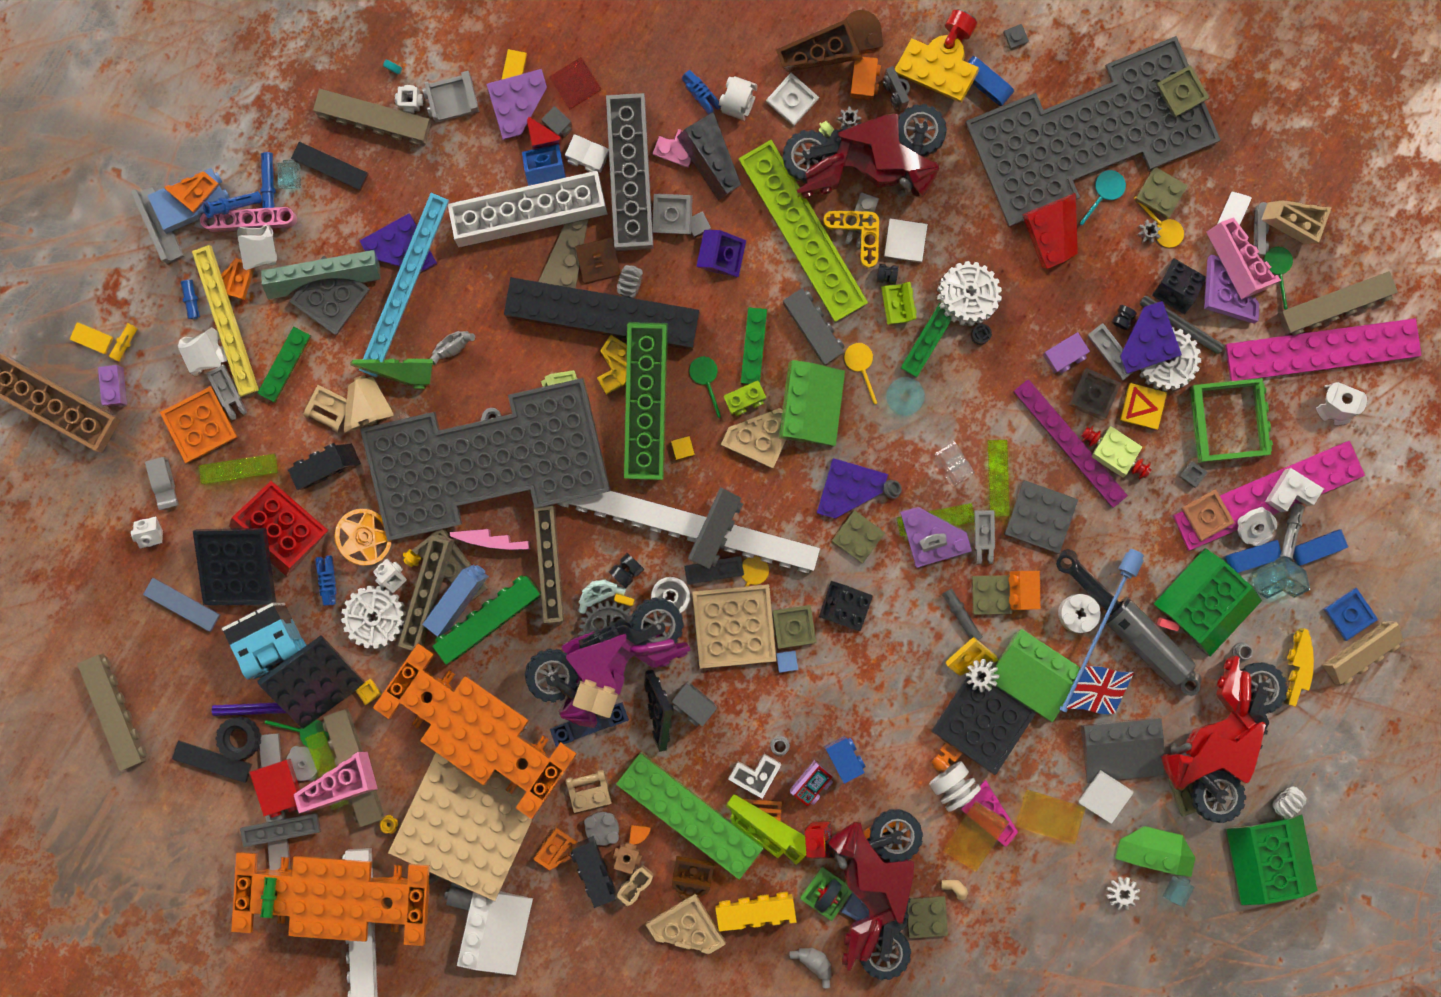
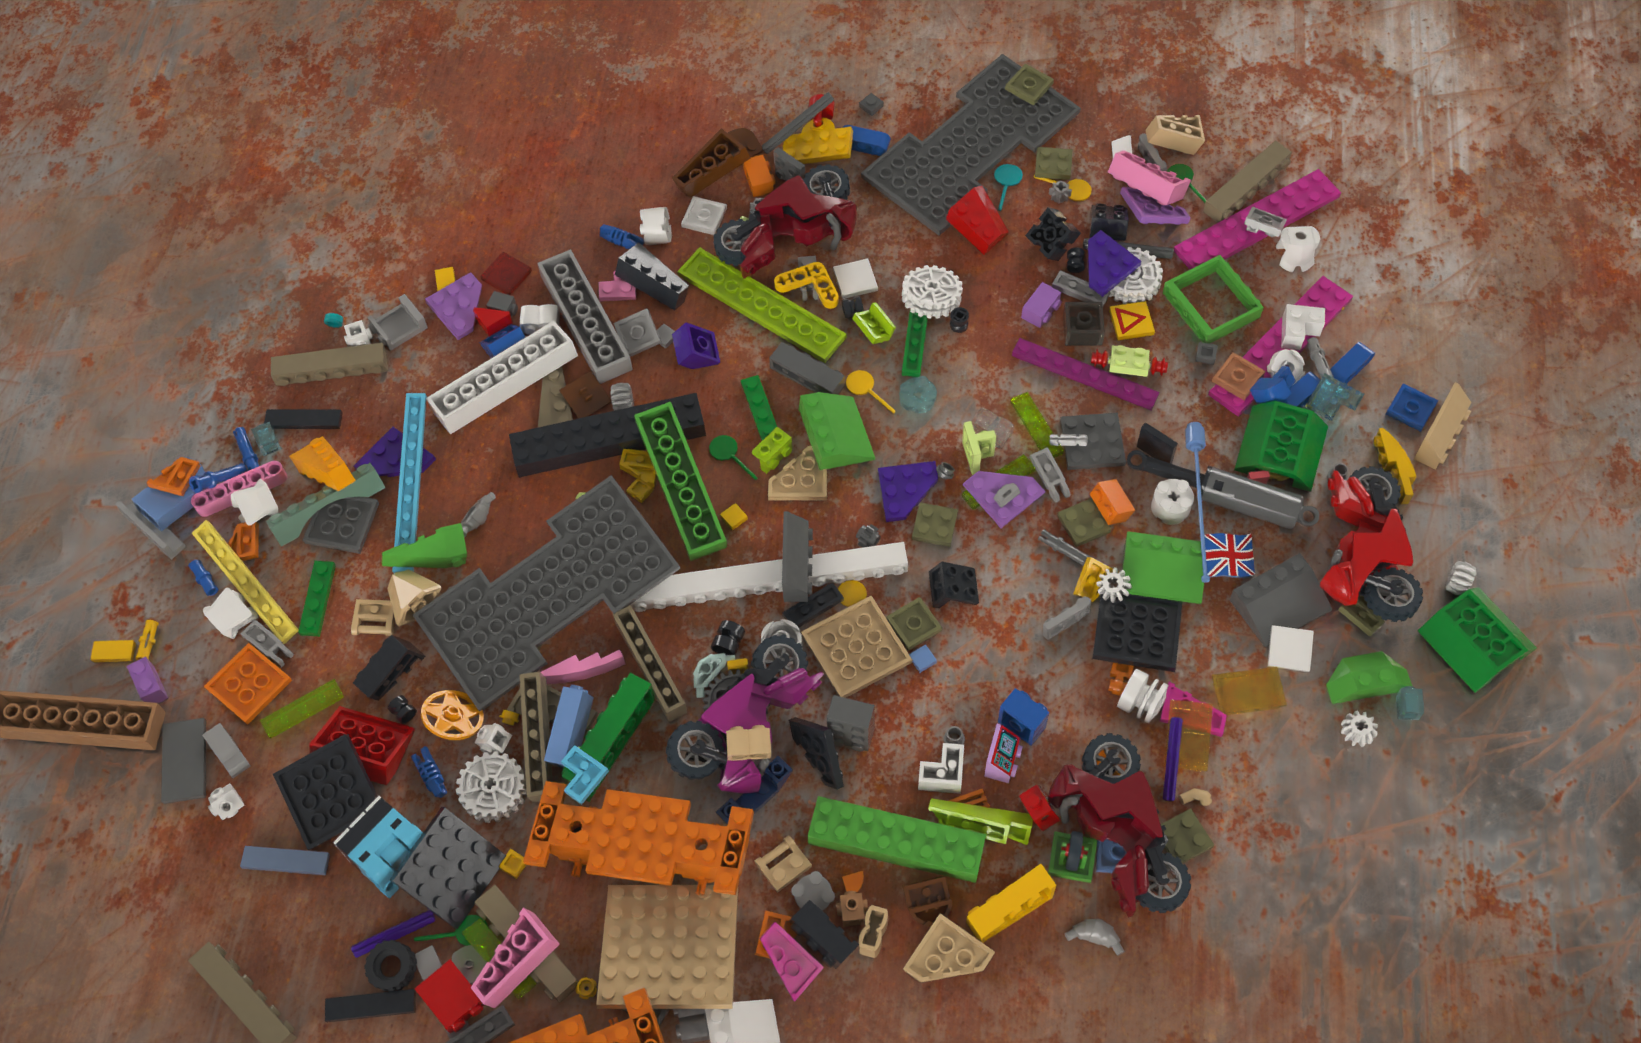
camera: 25 degrees left, 25 degrees down
(123, 473) = (183, 761): none -> dark grey tile
(319, 507) = (403, 711): none -> black wheel
(331, 232) = (323, 463): none -> light orange wedge
(454, 655) = (587, 771): none -> medium azure plate
(559, 878) = (790, 959): none -> dark pink wing
(792, 525) = (868, 536): none -> dark grey gear
(926, 481) = (977, 445): none -> yellowish green bracket
(928, 37) = (797, 123): none -> dark grey axle
(929, 681) = (1066, 618): none -> light grey hinge
(951, 850) = (1172, 759): none -> dark purple axle
(1017, 511) = (1068, 439): none -> light grey axle
(1094, 554) = (1156, 444): none -> black tile
(1114, 283) = (1053, 234): none -> black brick
(1230, 547) = (1273, 388): none -> blue brick
(1324, 364) = (1264, 221): none -> light grey hinge

